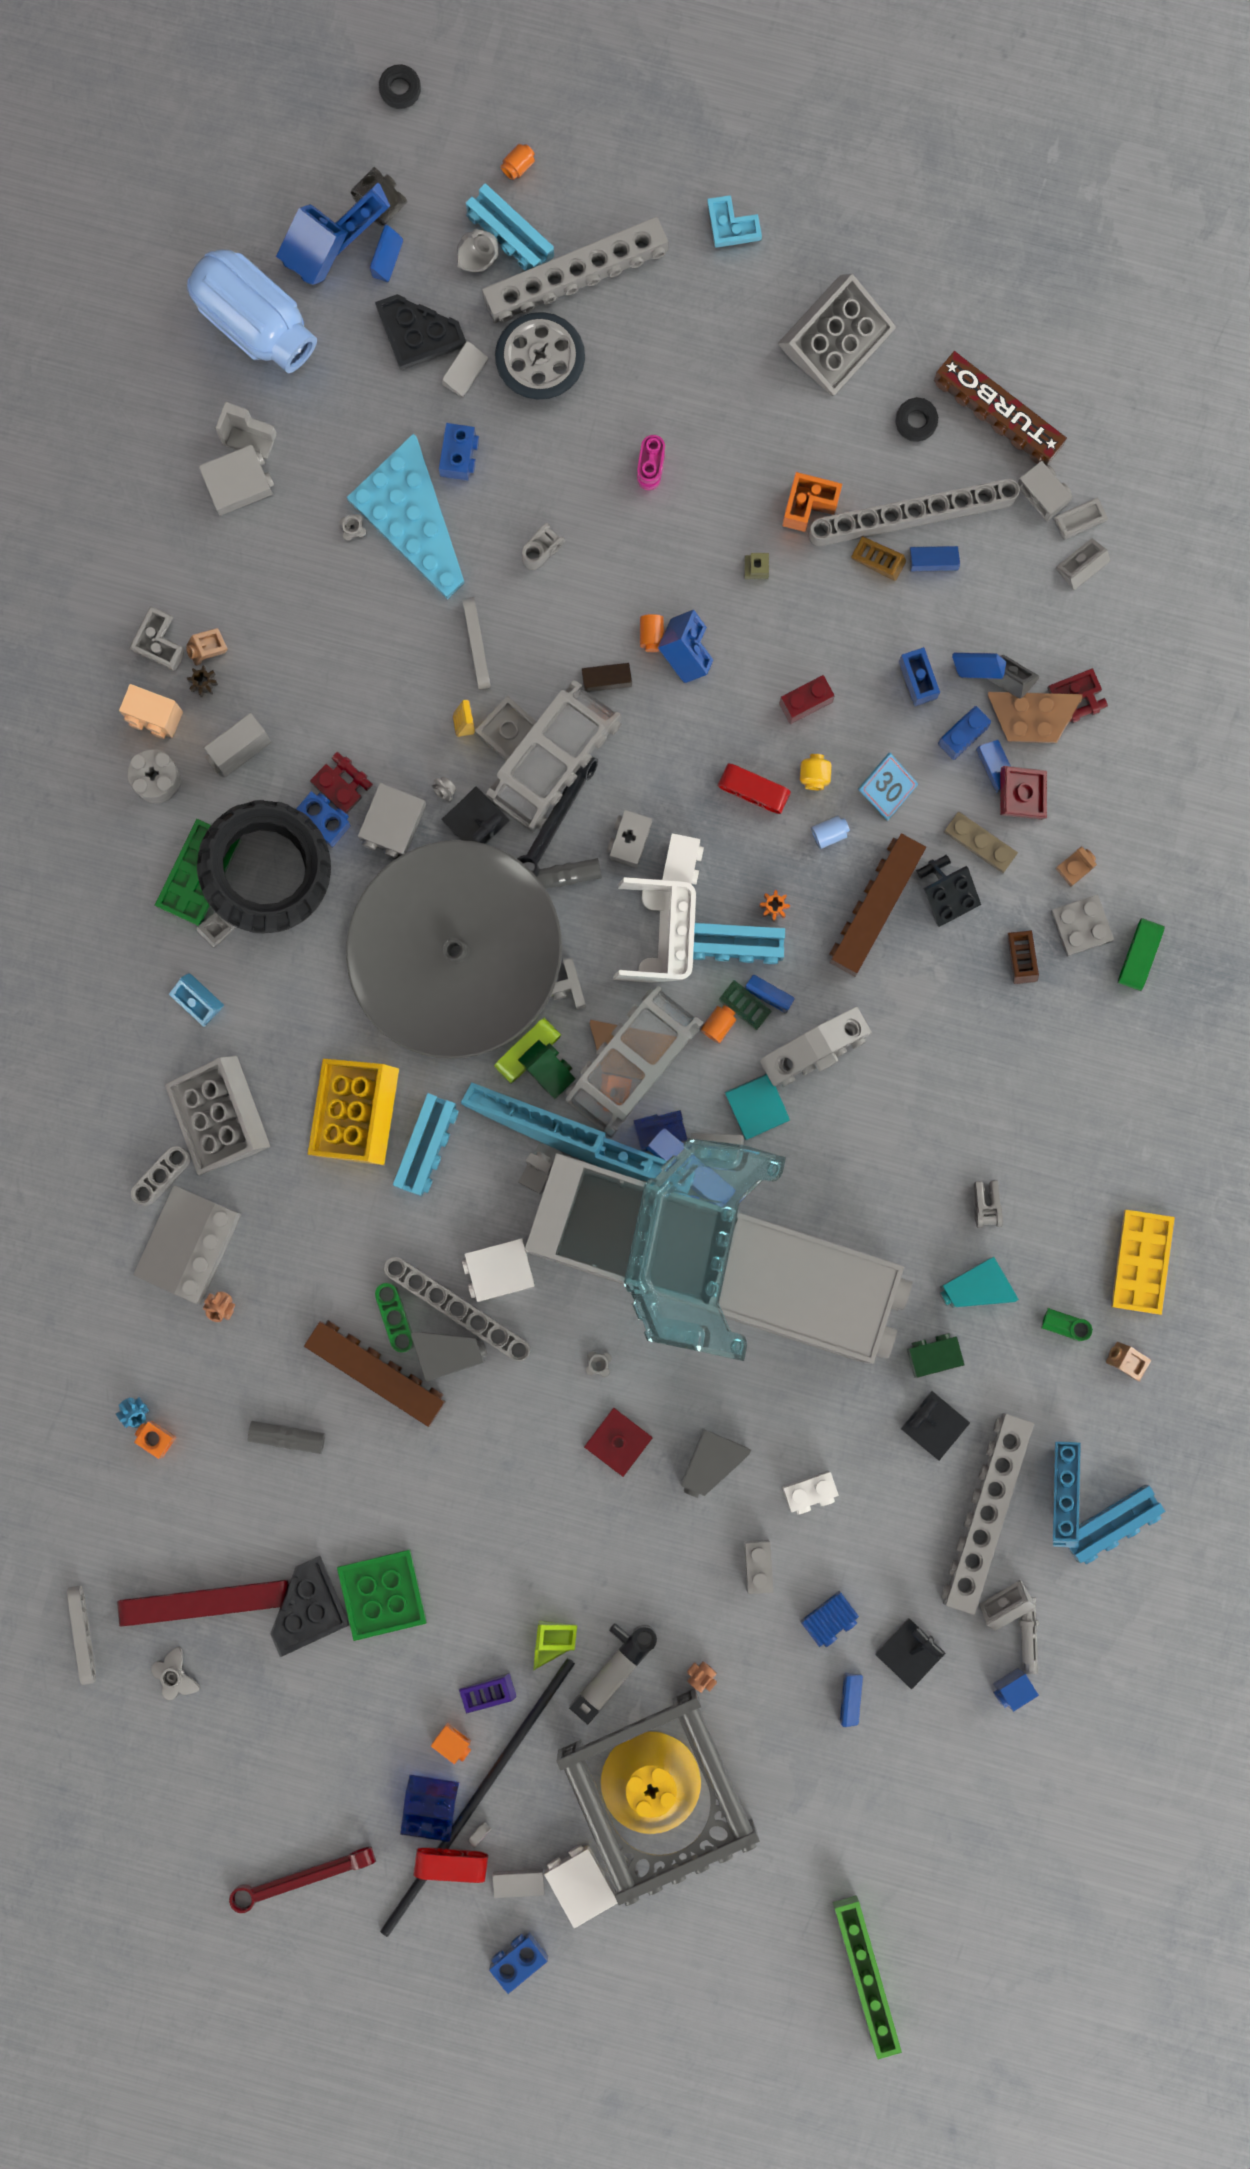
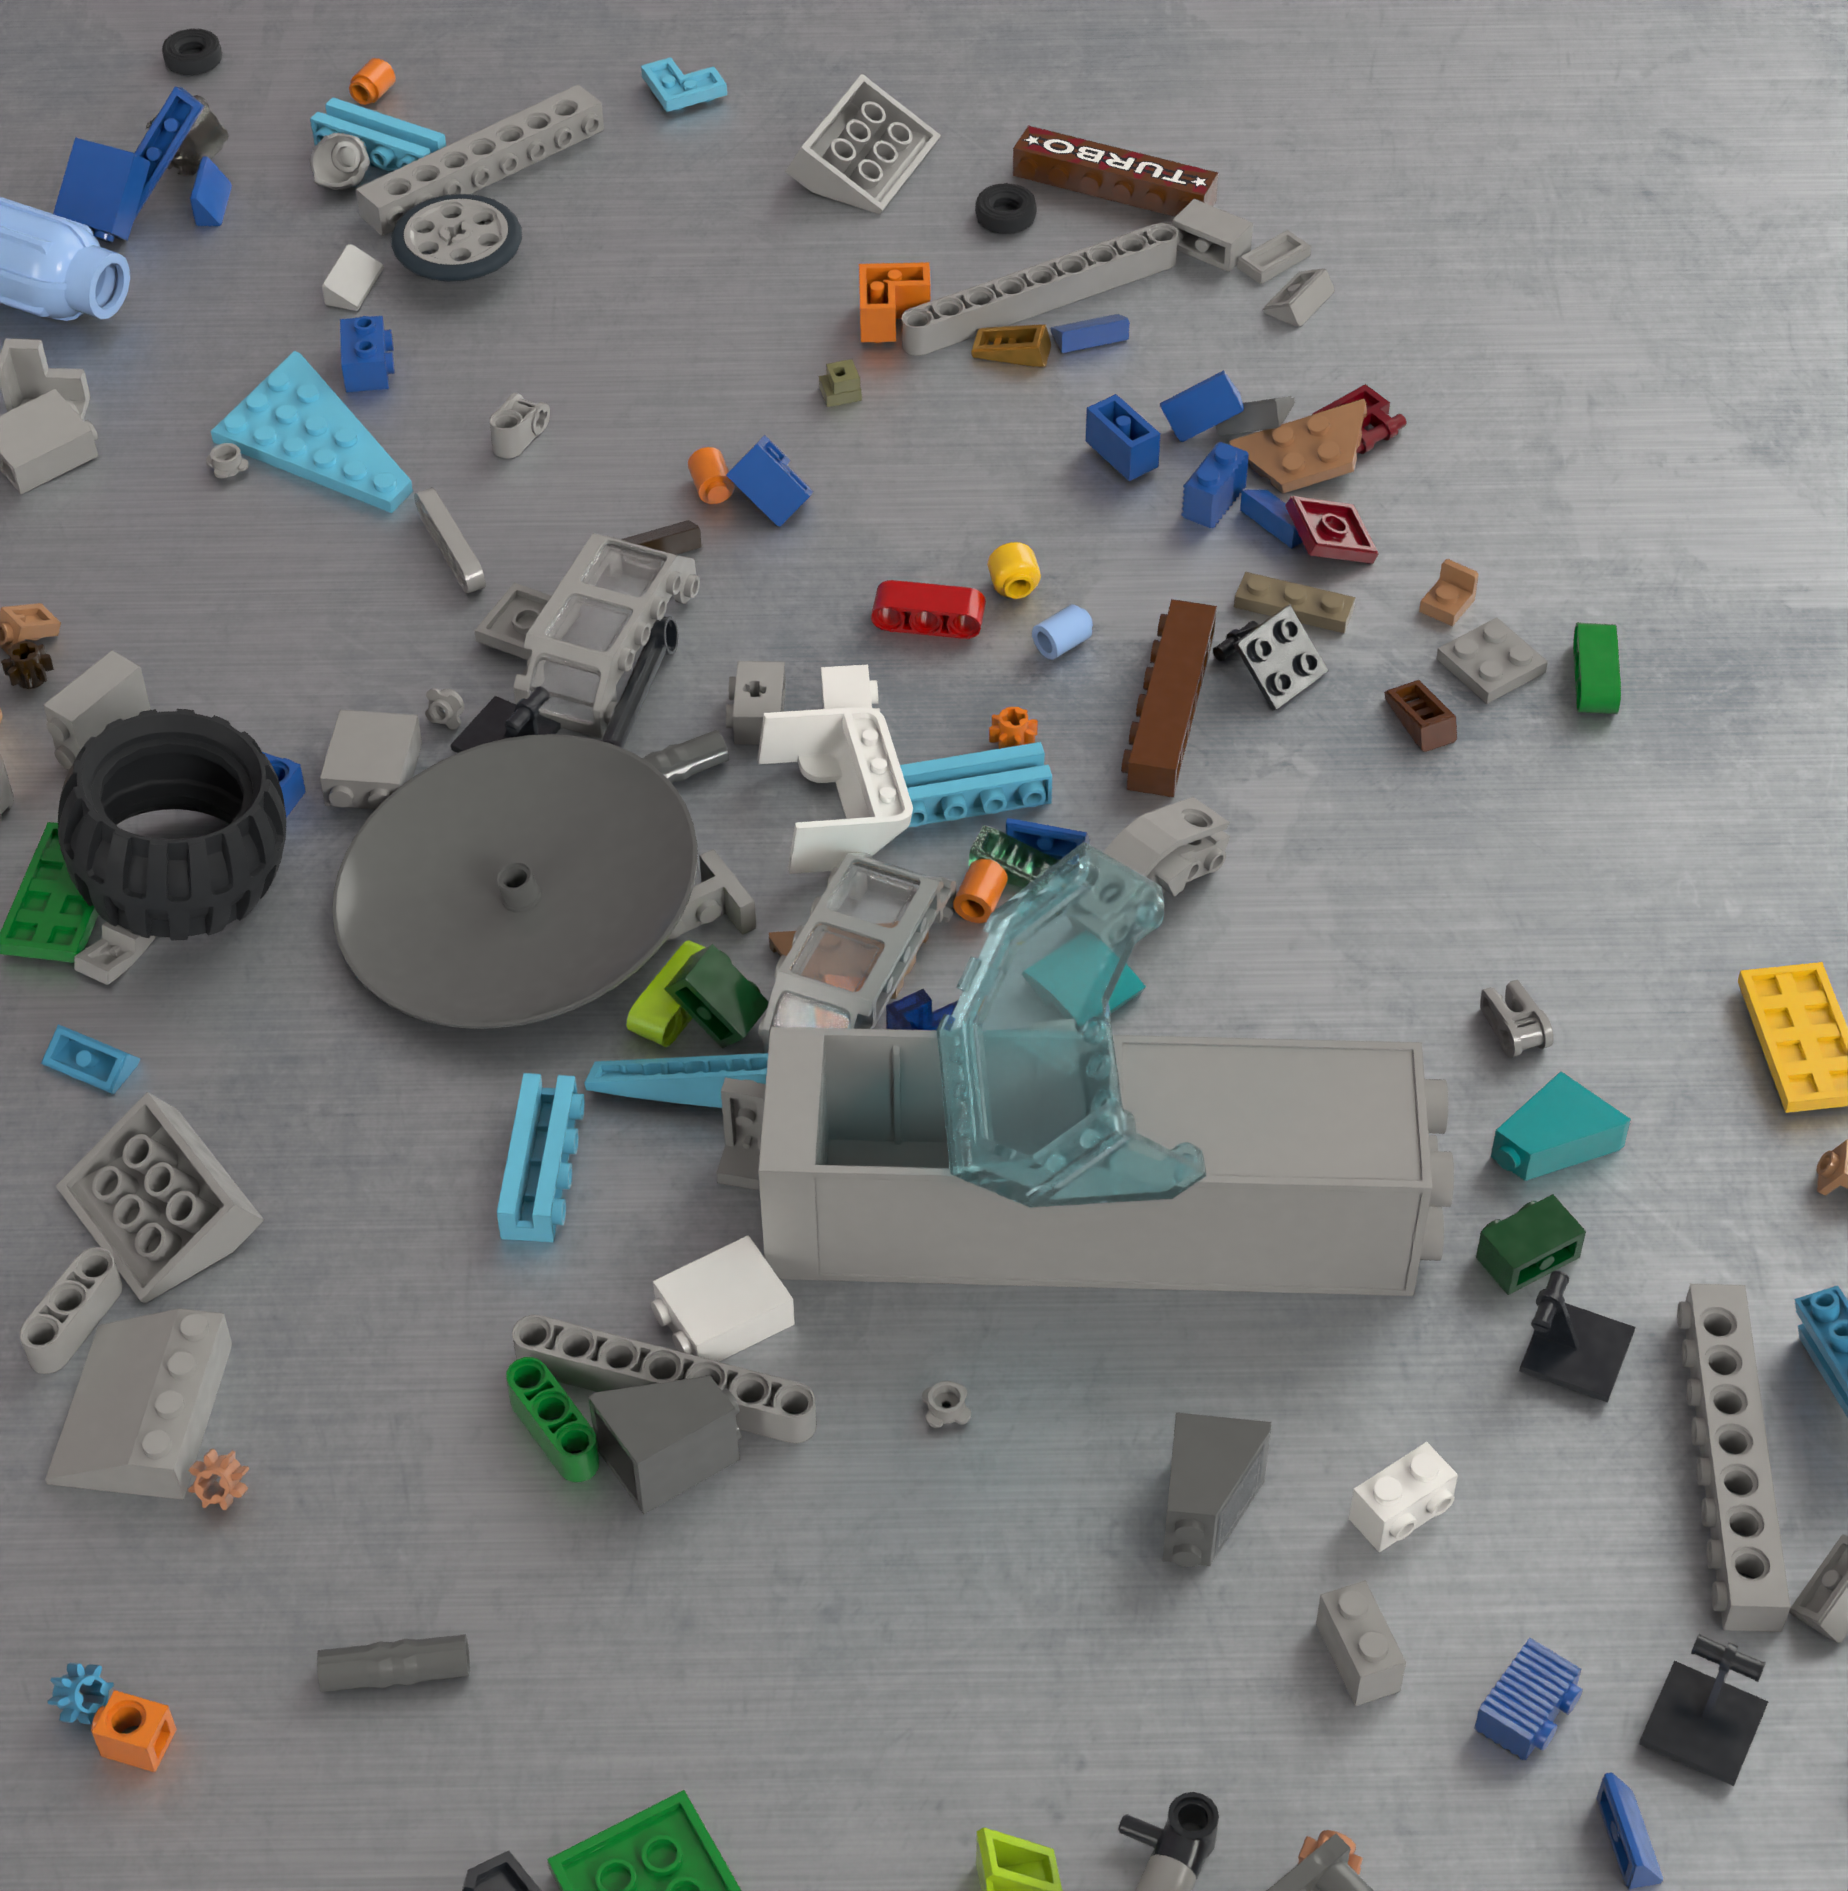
camera: 15 degrees left, 35 degrees down
(336, 788) = (279, 744): dark red plate -> none
(353, 1111) = (401, 1139): yellow slope -> none
(375, 1373) = (539, 1515): reddish brown brick -> none
(417, 331) = (273, 257): black plate -> none
(463, 719) = (454, 616): yellow slope -> none
(618, 1442) = (1024, 1518): dark red plate -> none
(651, 462) = (649, 309): dark pink brick -> none
(806, 699) = (968, 496): dark red brick -> none
(888, 786) = (1129, 562): dark azure piece -> none
(1064, 1324) = (1742, 1148): green piece -> none

